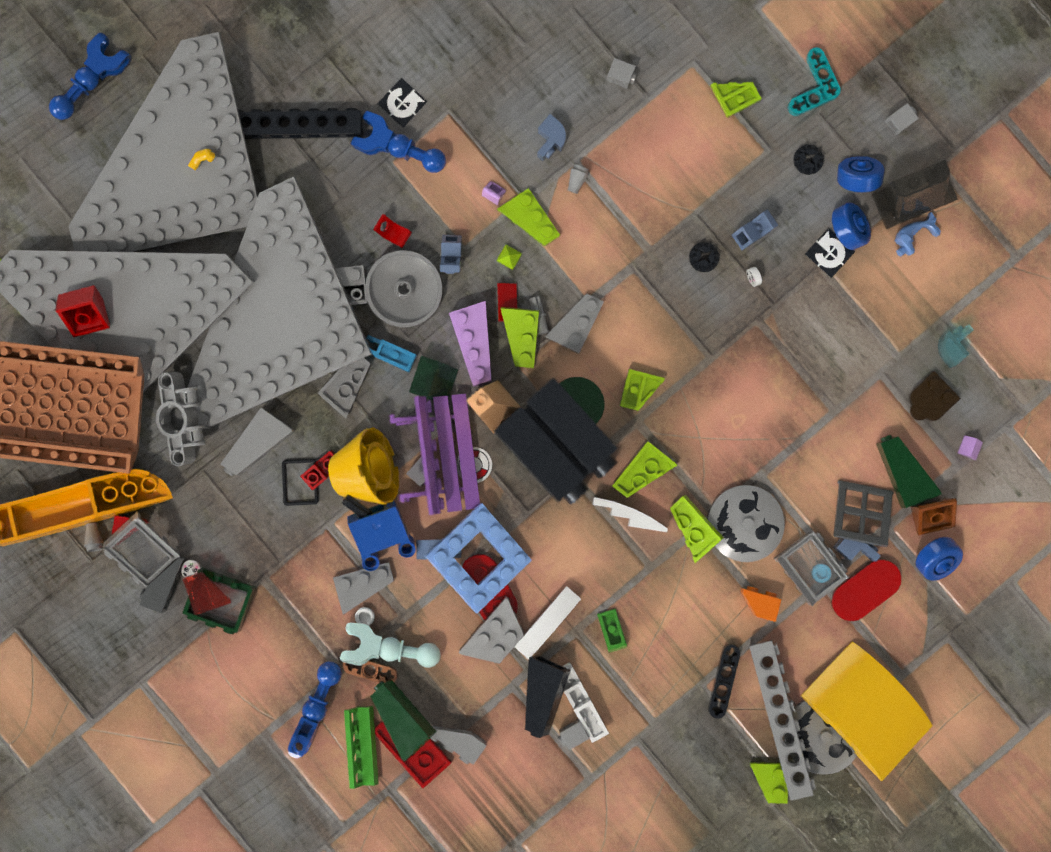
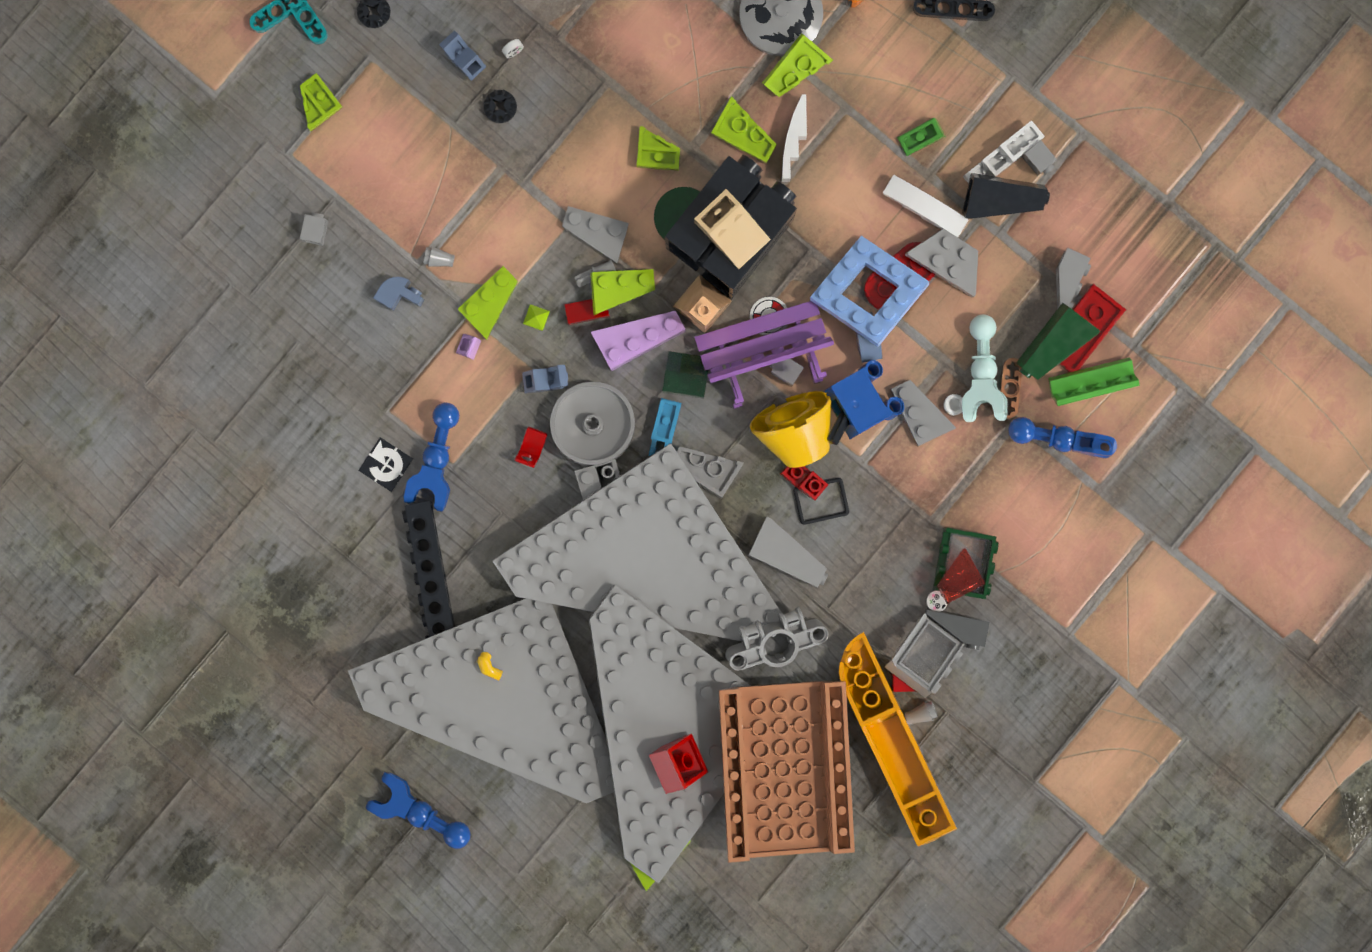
camera: 95 degrees left, 0 degrees up
(547, 438) = (731, 229): none -> tan slope

